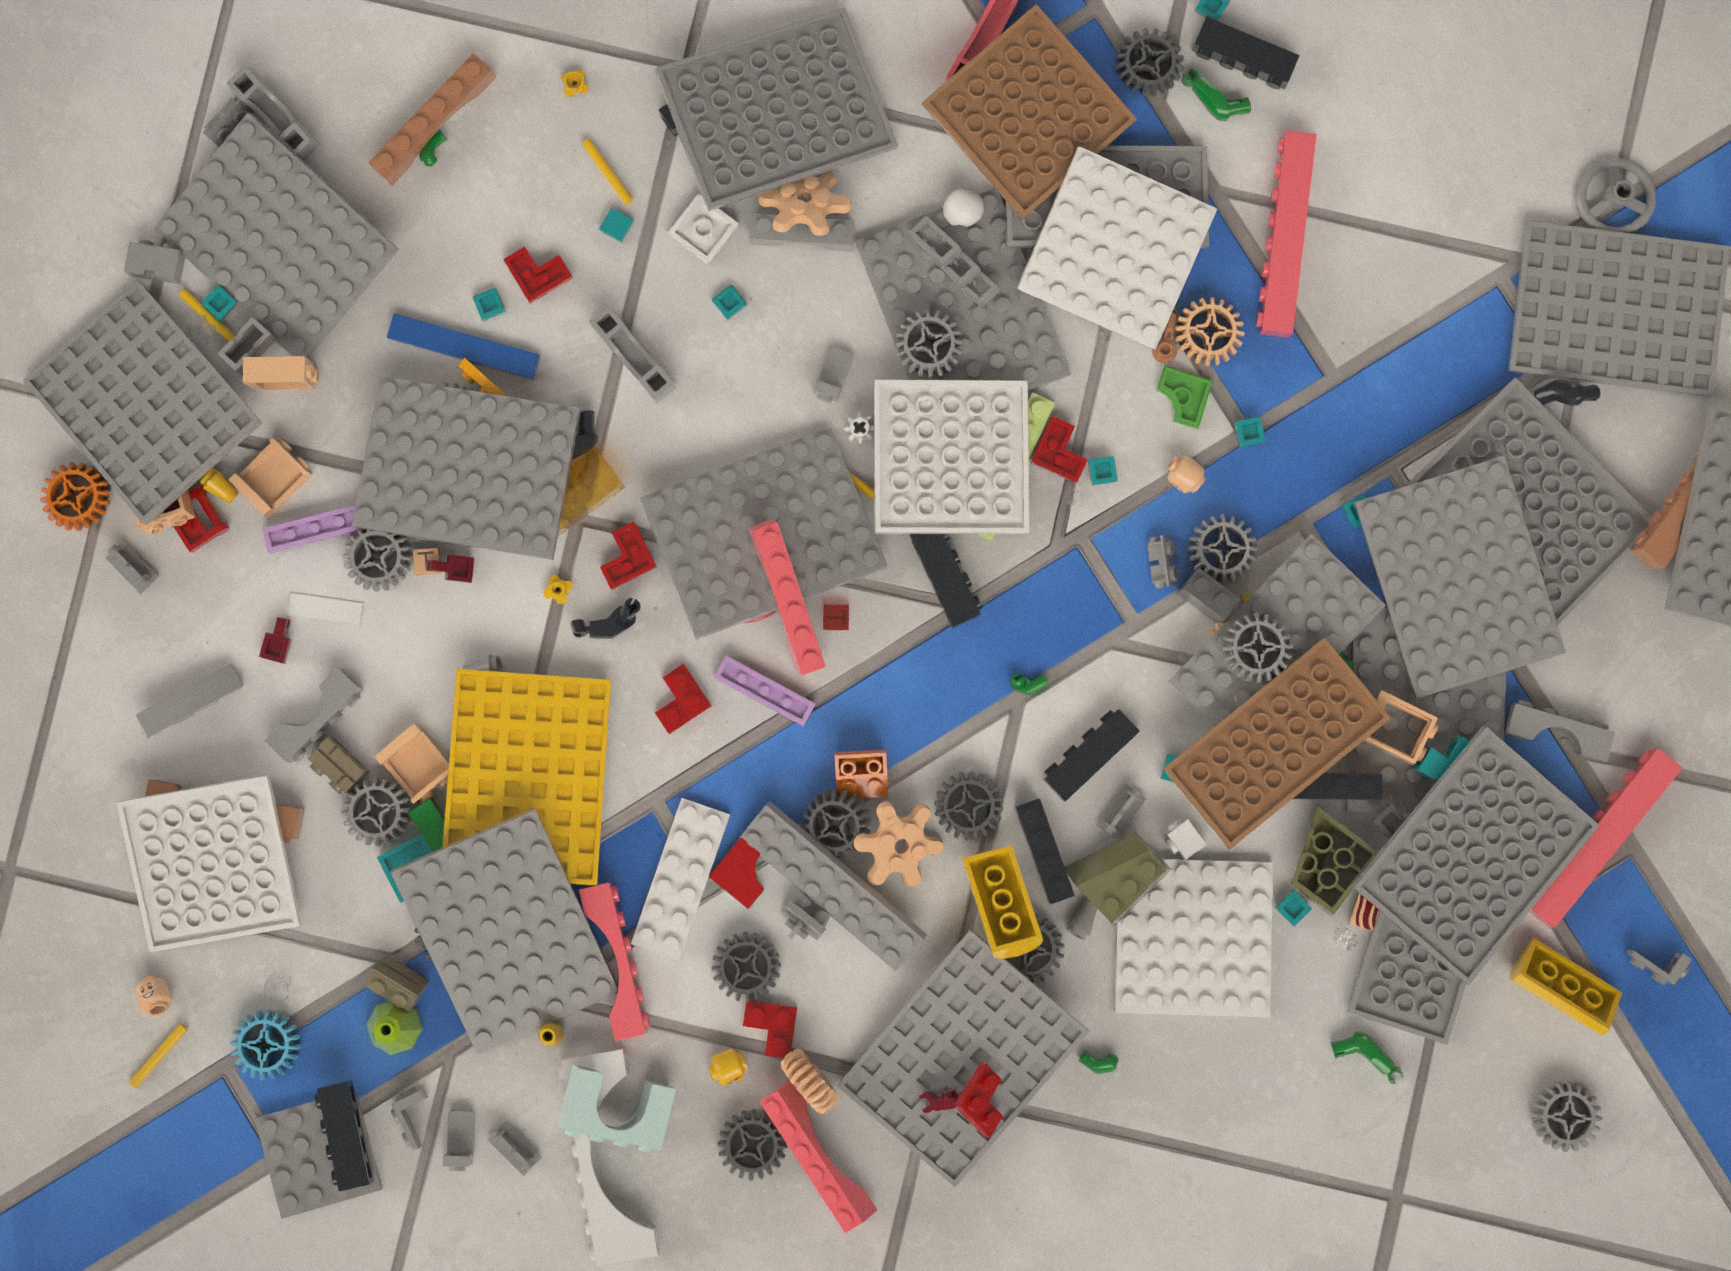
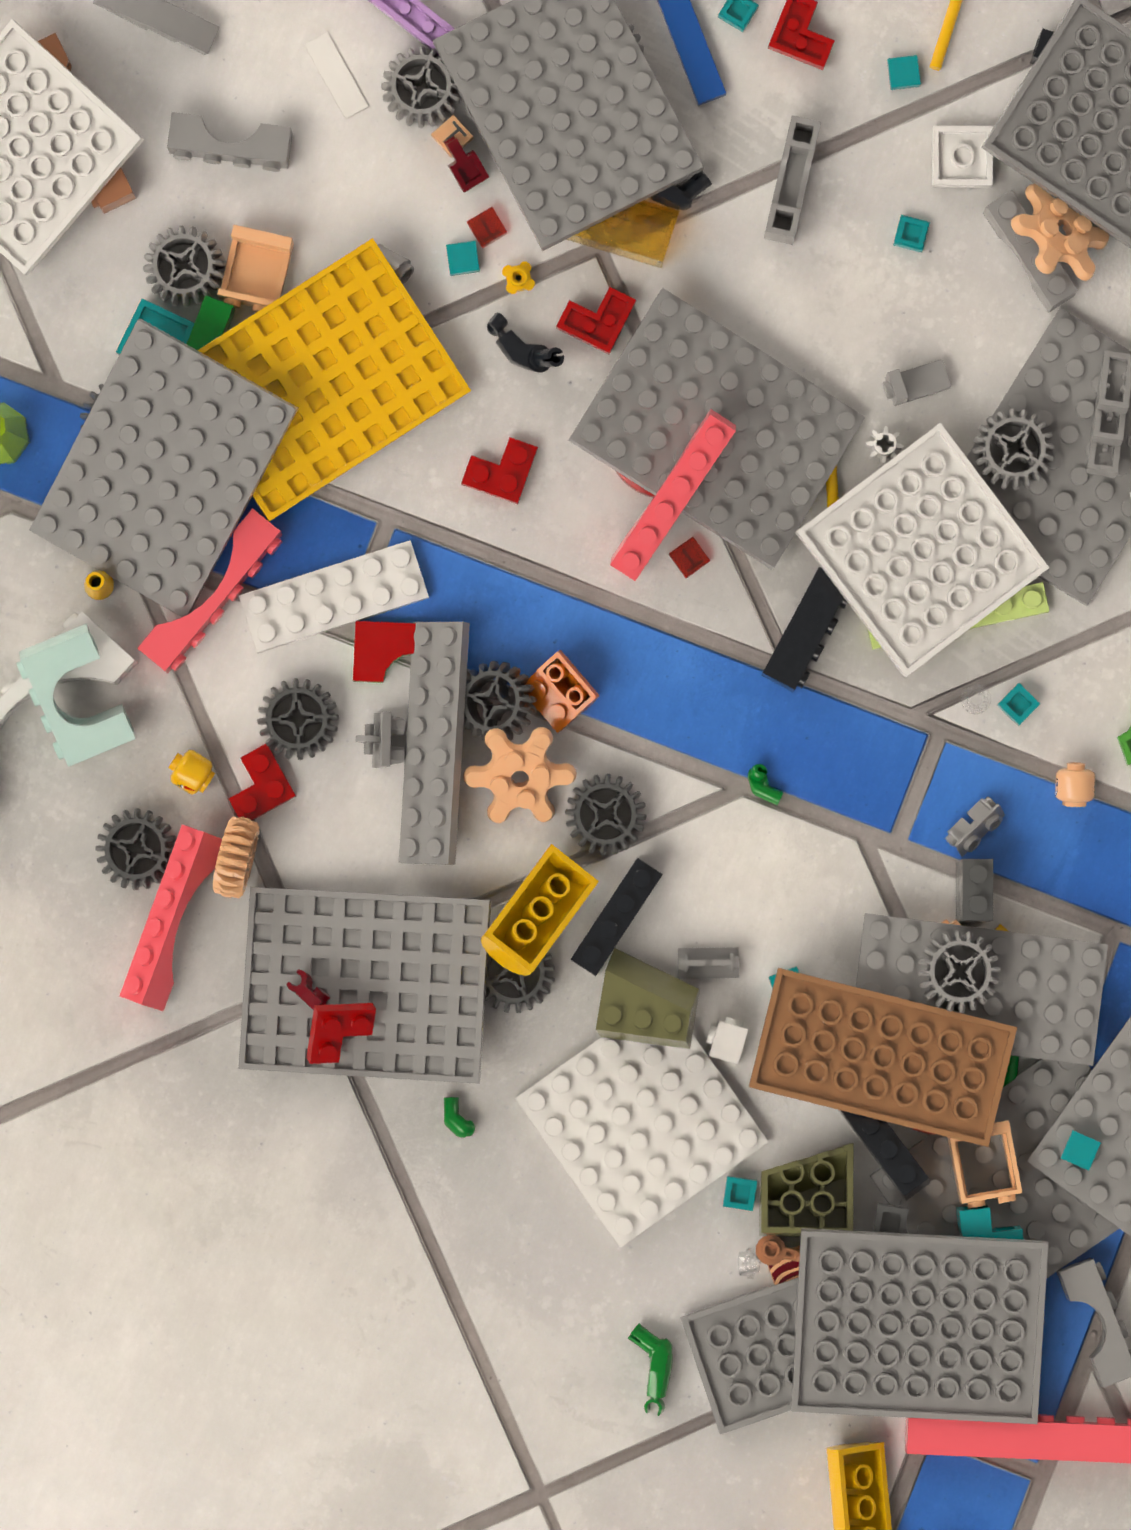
camera: 50 degrees right, 0 degrees up
(276, 645) = (267, 55): dark red plate -> none
(337, 765) = (200, 197): dark tan brick -> none
(397, 983) = (39, 405): dark tan brick -> none
(472, 374) = (659, 44): light orange plate -> none
(507, 585) = (487, 227): none -> clear red tile
(515, 617) = (462, 258): none -> teal tile
(764, 690) = (569, 542): lavender plate -> none
(1052, 453) = (998, 644): red plate -> none
(1082, 921) = (578, 1002): light grey cone -> none
(1091, 754) = (740, 893): black brick -> none
(1222, 561) = (1039, 884): light grey gear -> none
(1349, 915) = (772, 1251): none -> nougat plate
(1437, 657) = (1080, 1150): none -> teal tile

